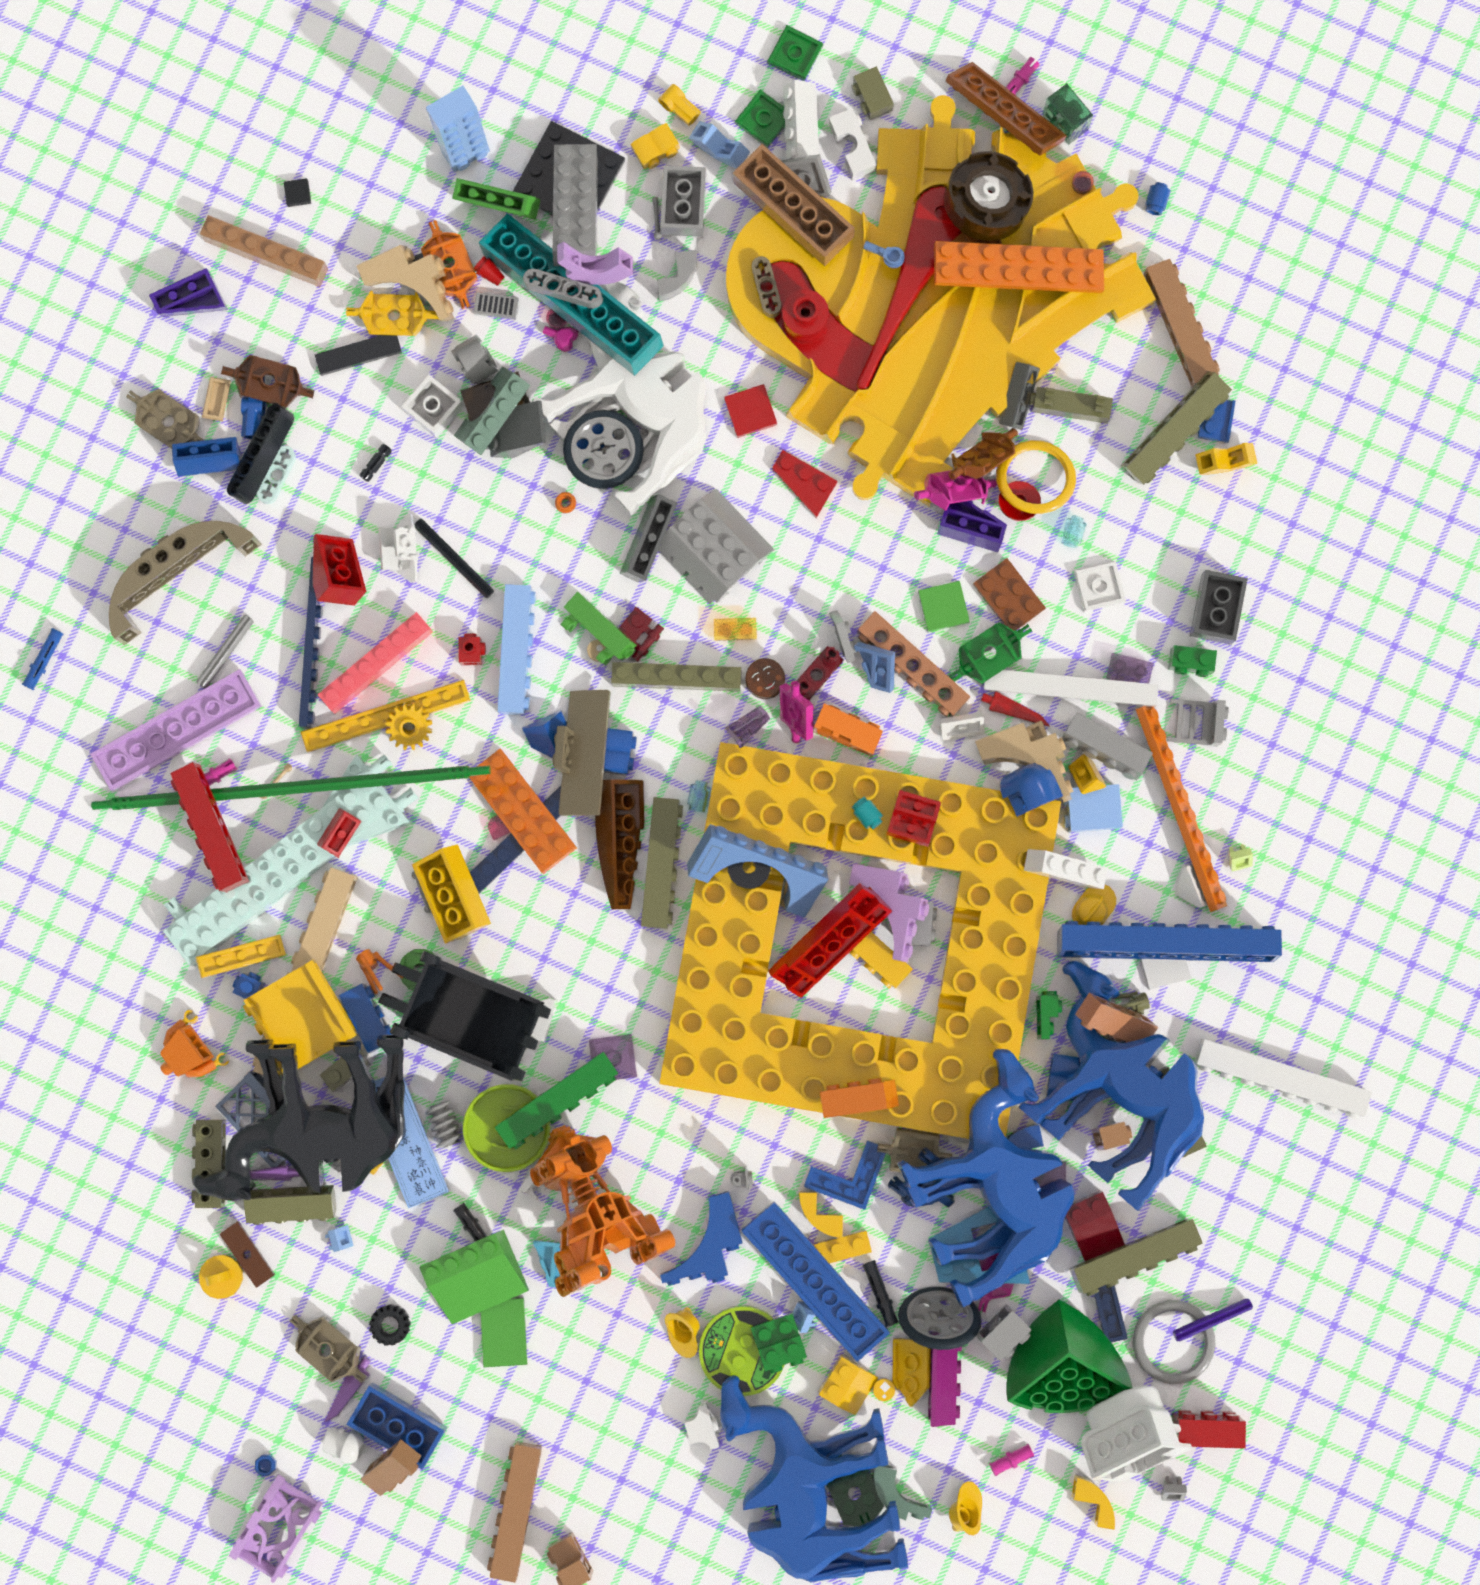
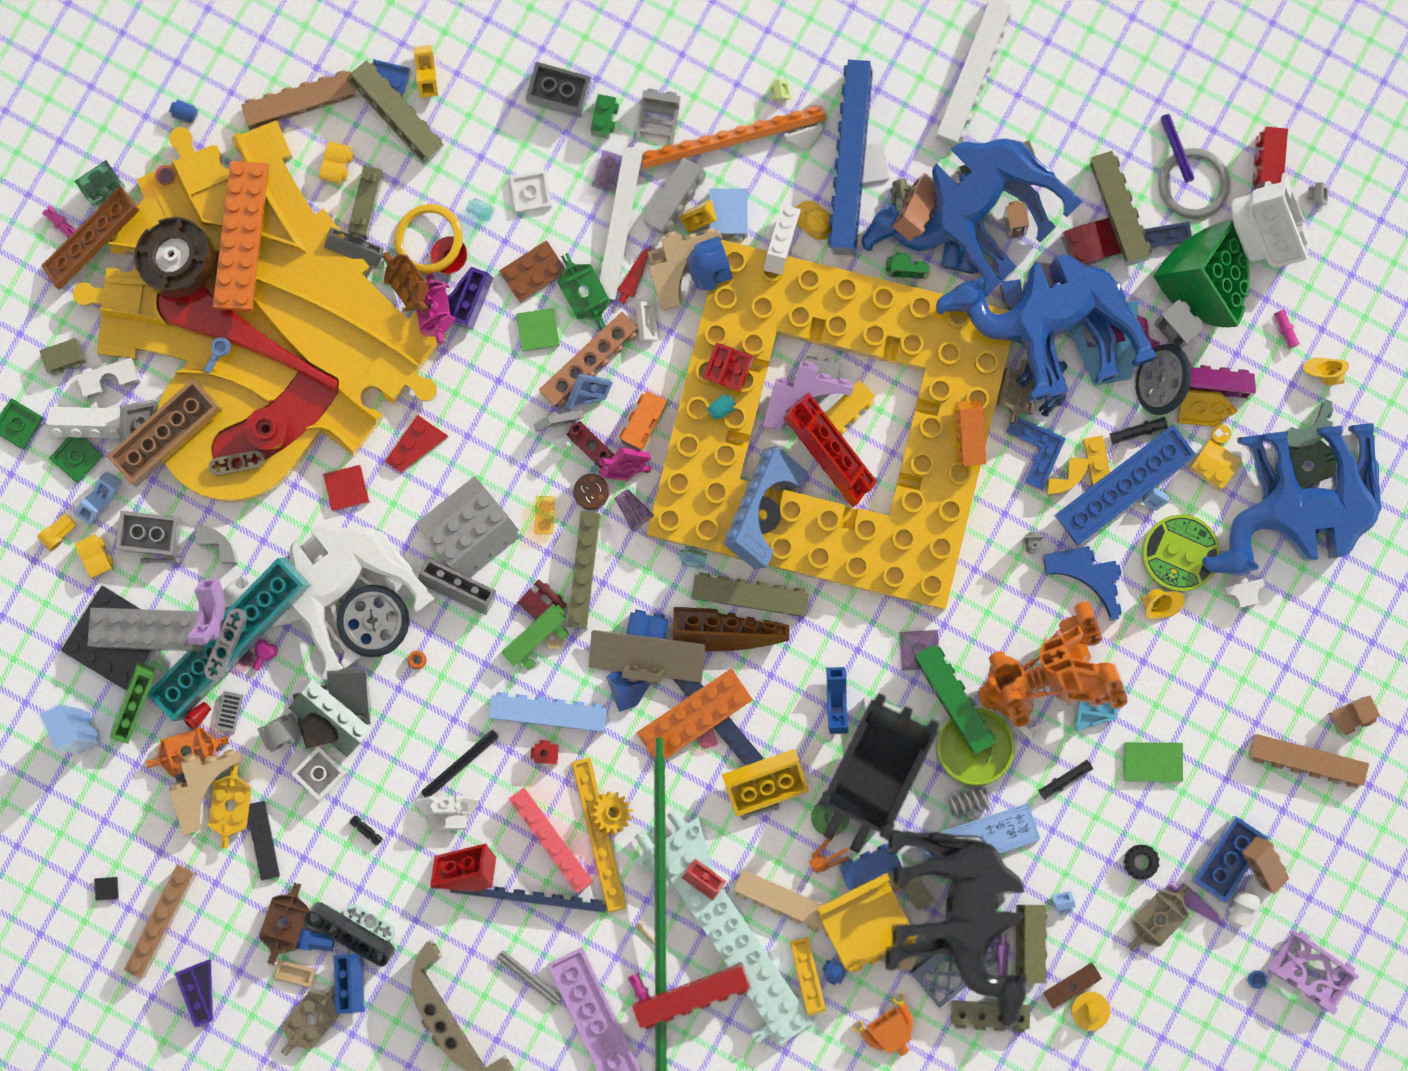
camera: 90 degrees left, 0 degrees up
(475, 1277) = (1104, 782): bright green slope -> none
(548, 968) = (836, 700): none -> blue arch
(779, 1343) = (1177, 520): green plate -> none
(1088, 1491) = (1317, 265): yellow brick -> none
(1113, 369) = (335, 163): none -> yellow brick

